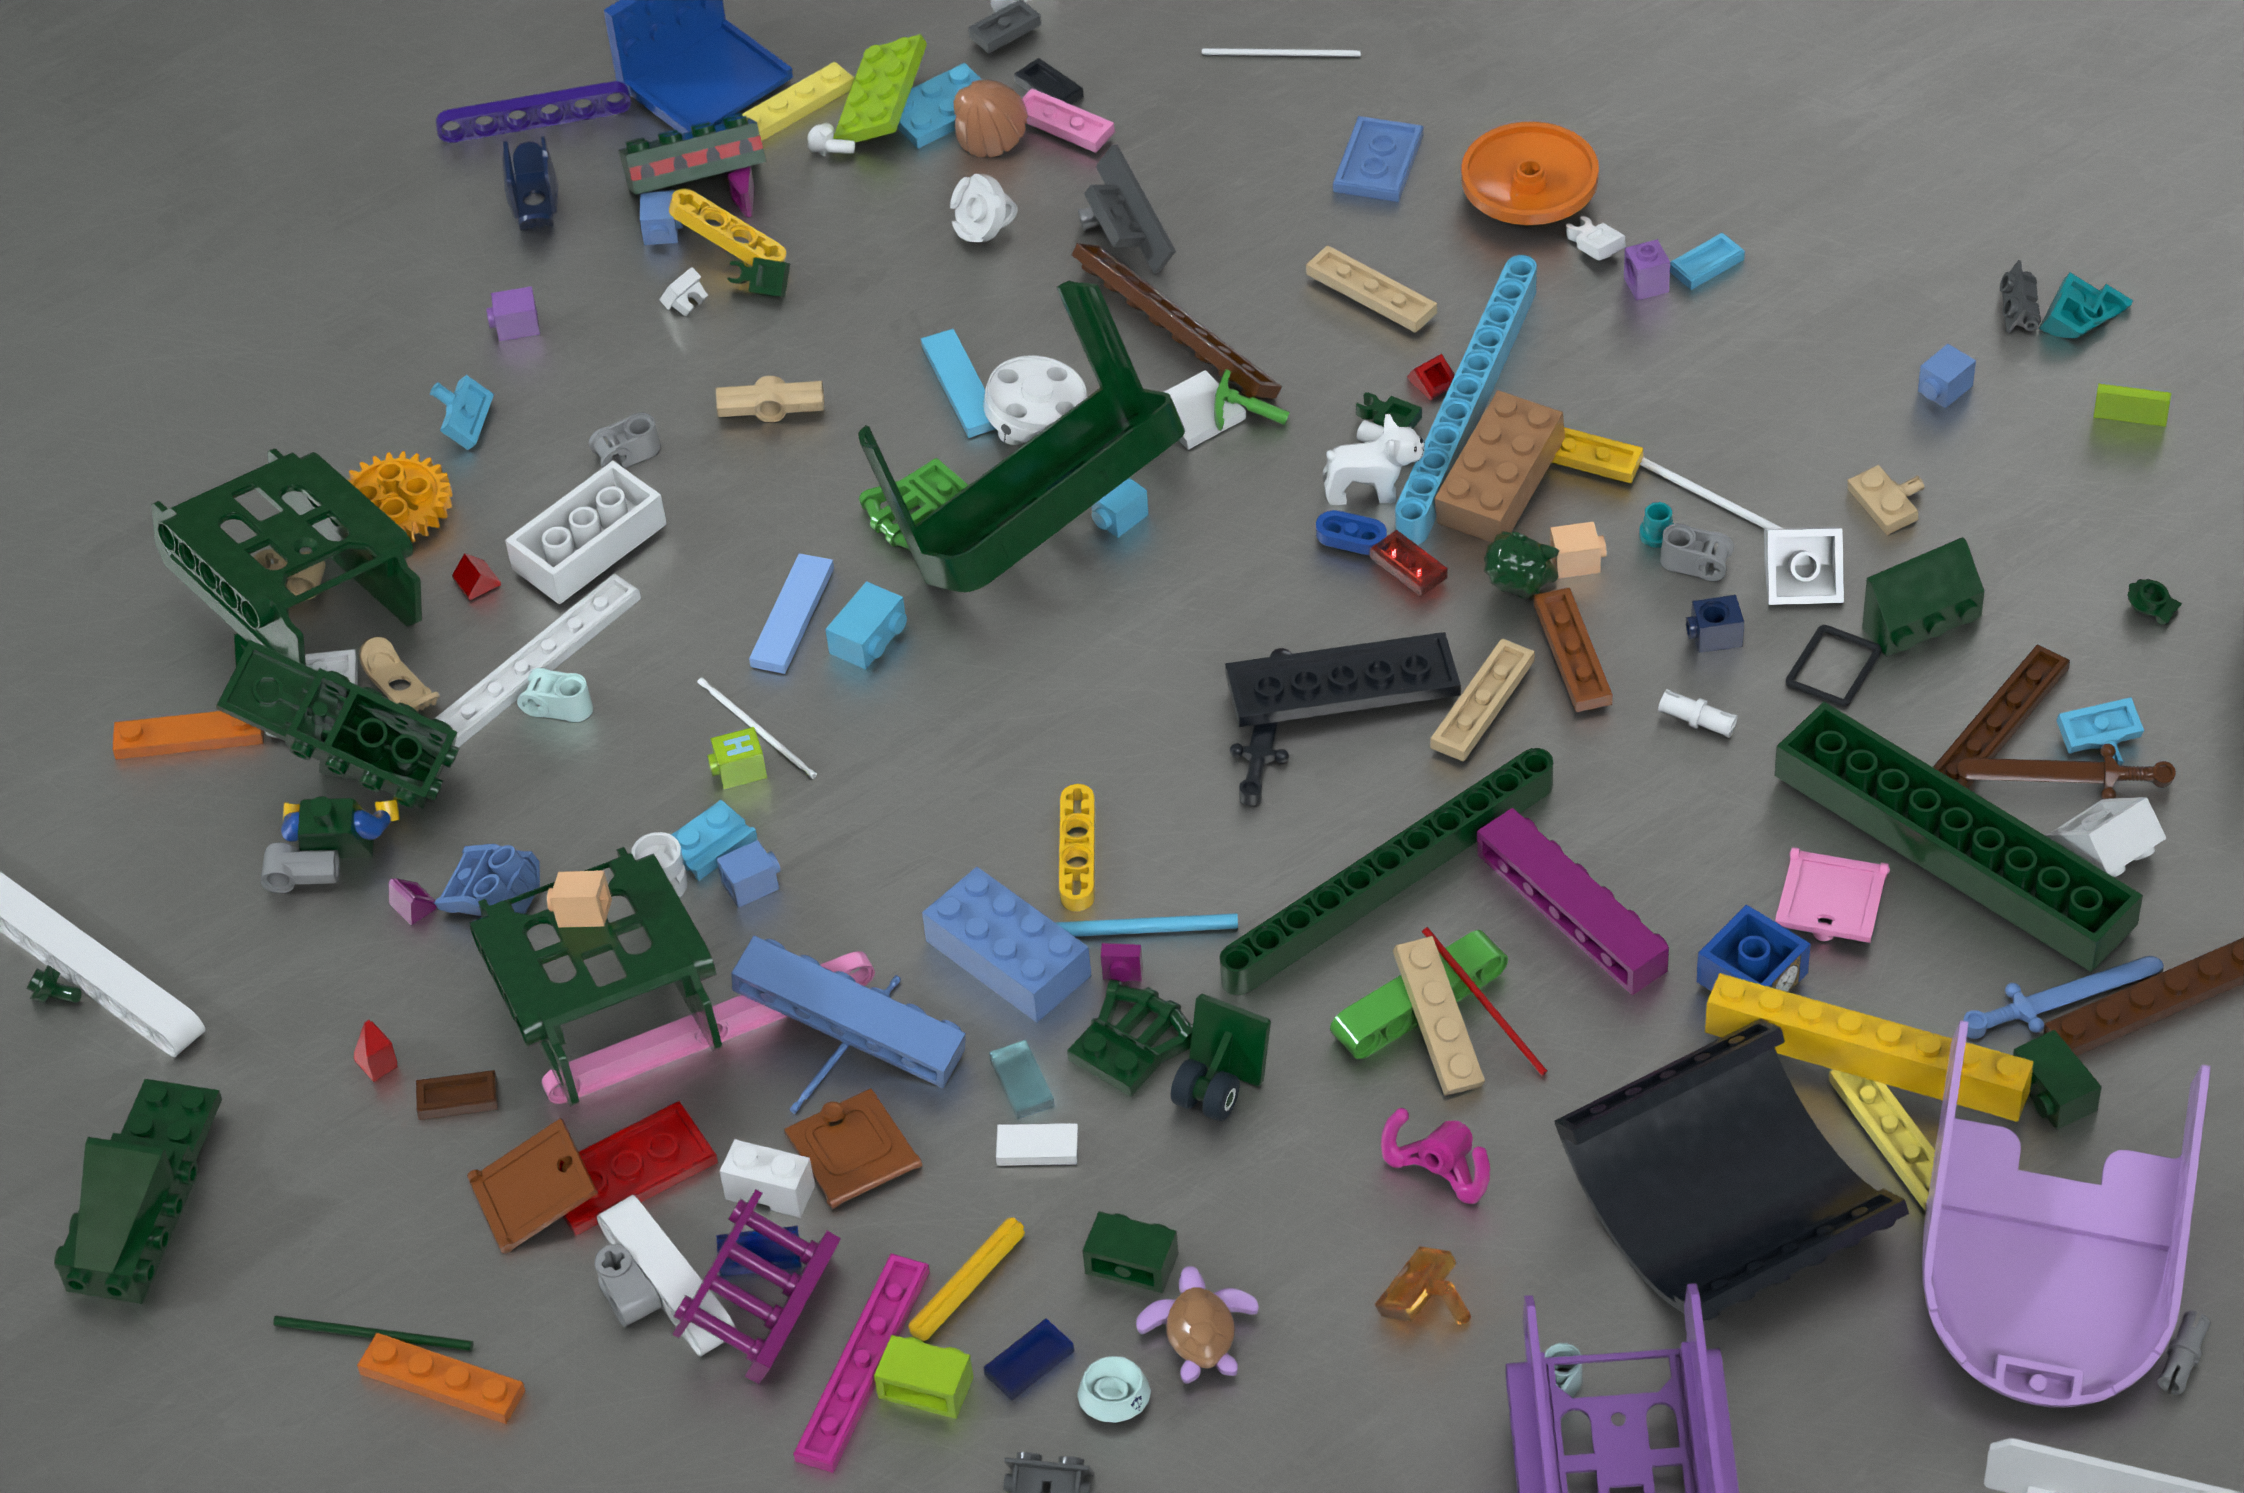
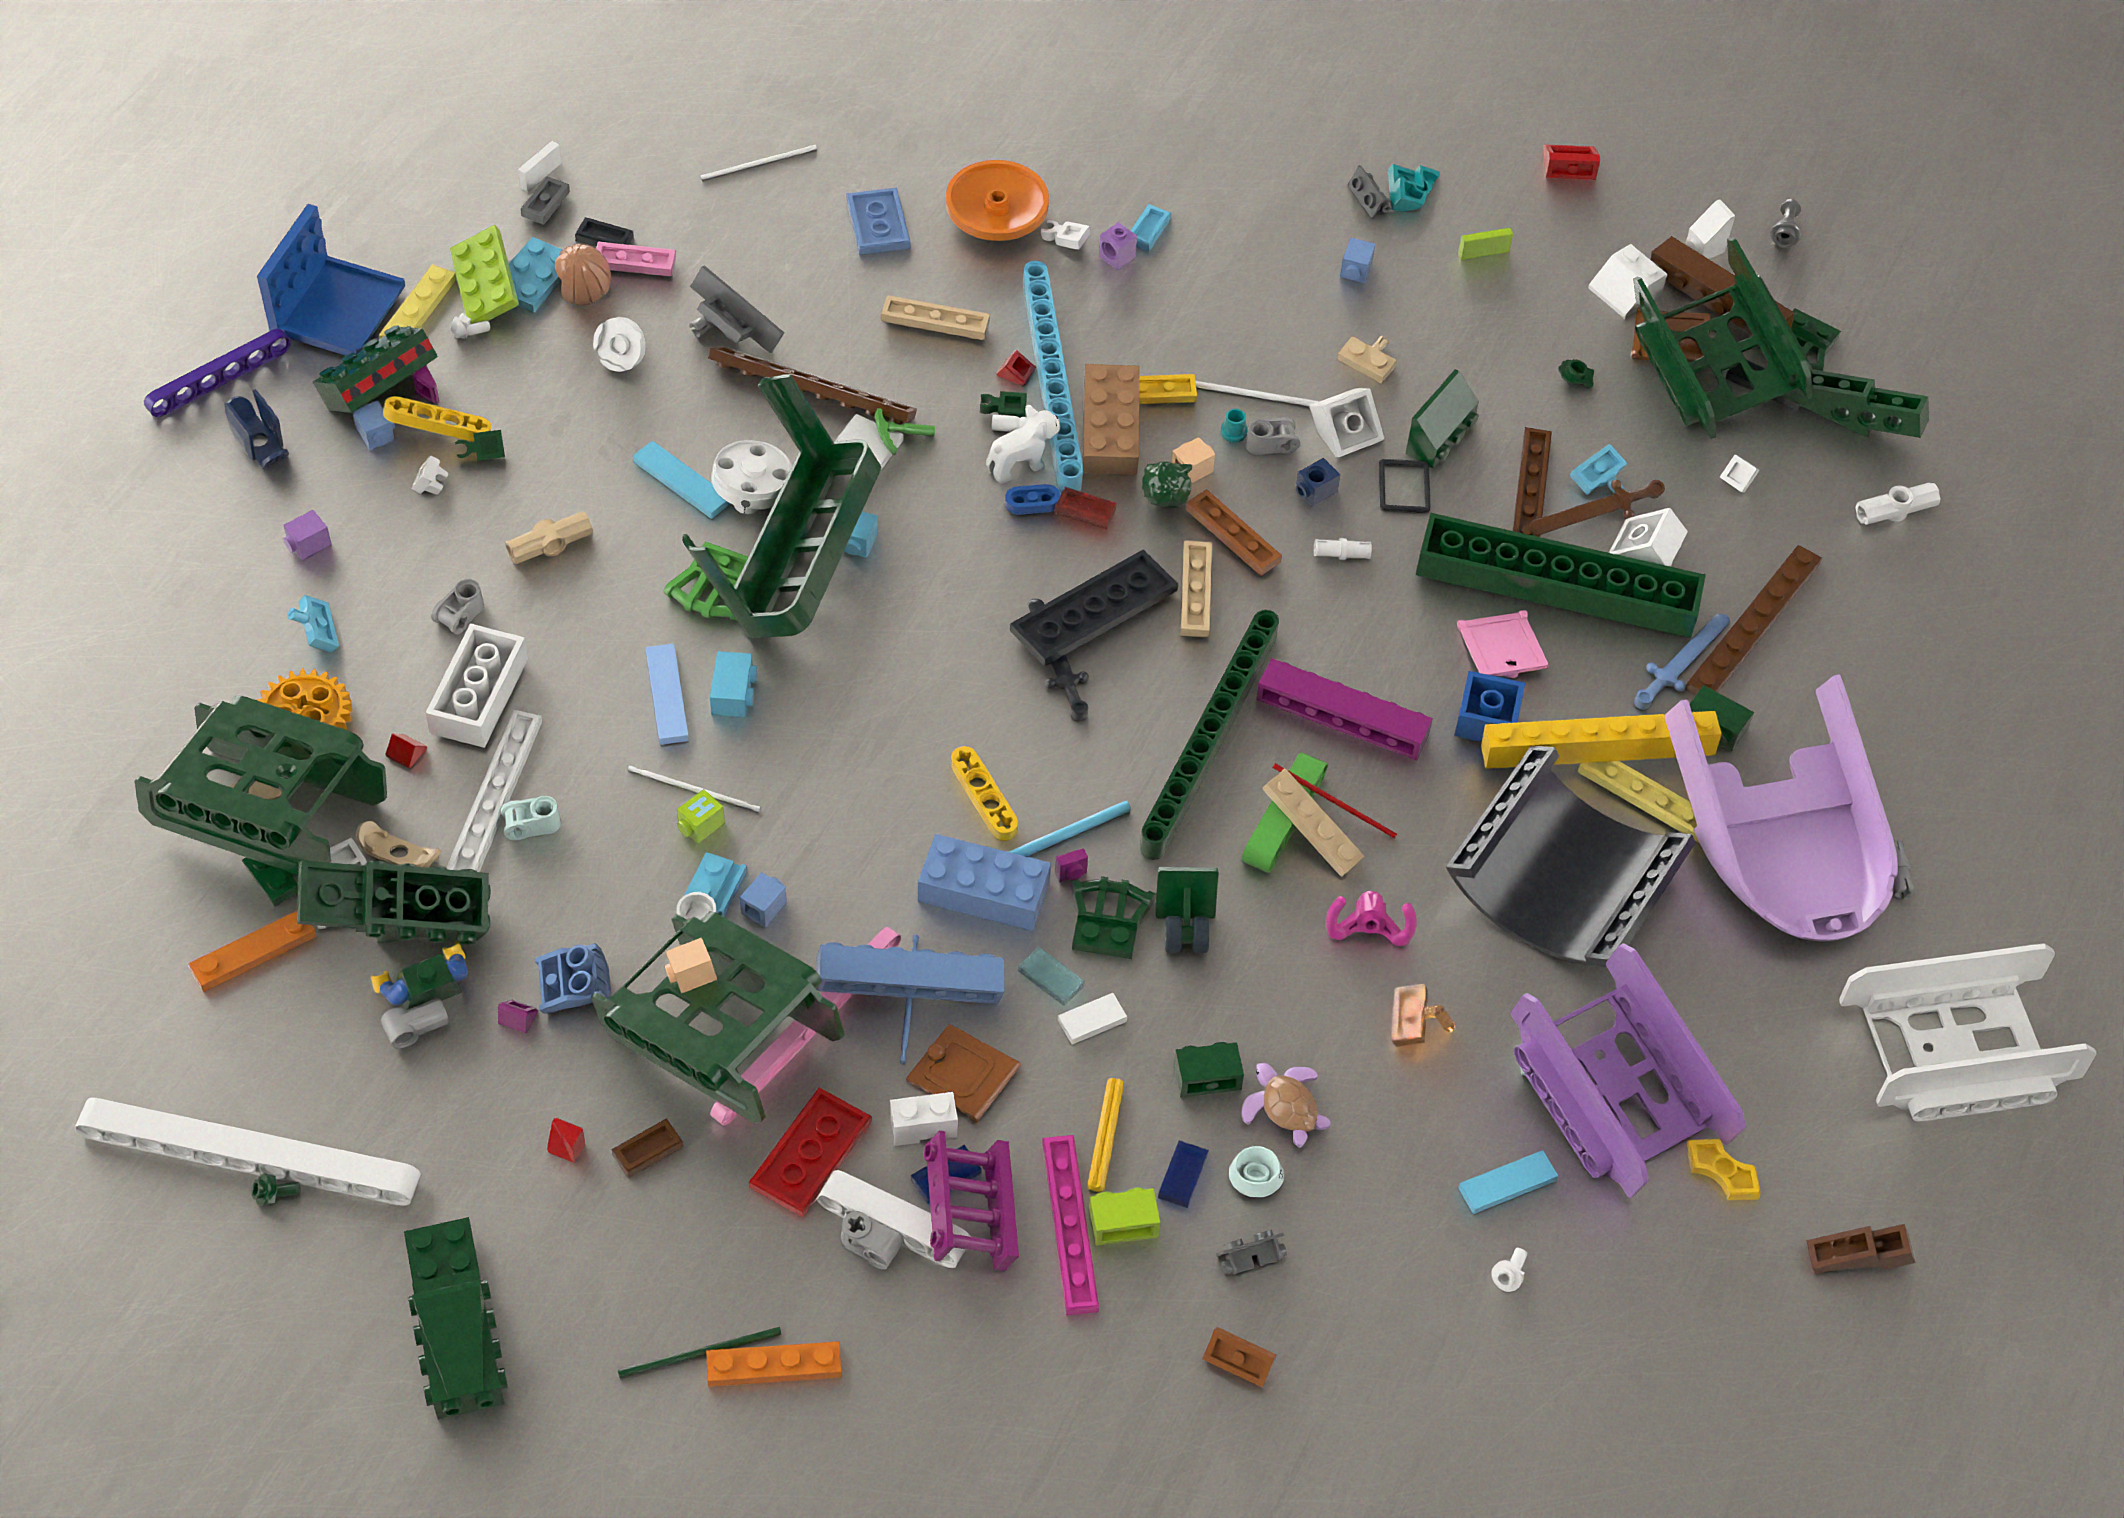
camera: 35 degrees left, 5 degrees up
(528, 1190) = (749, 1198): dark orange container -> none

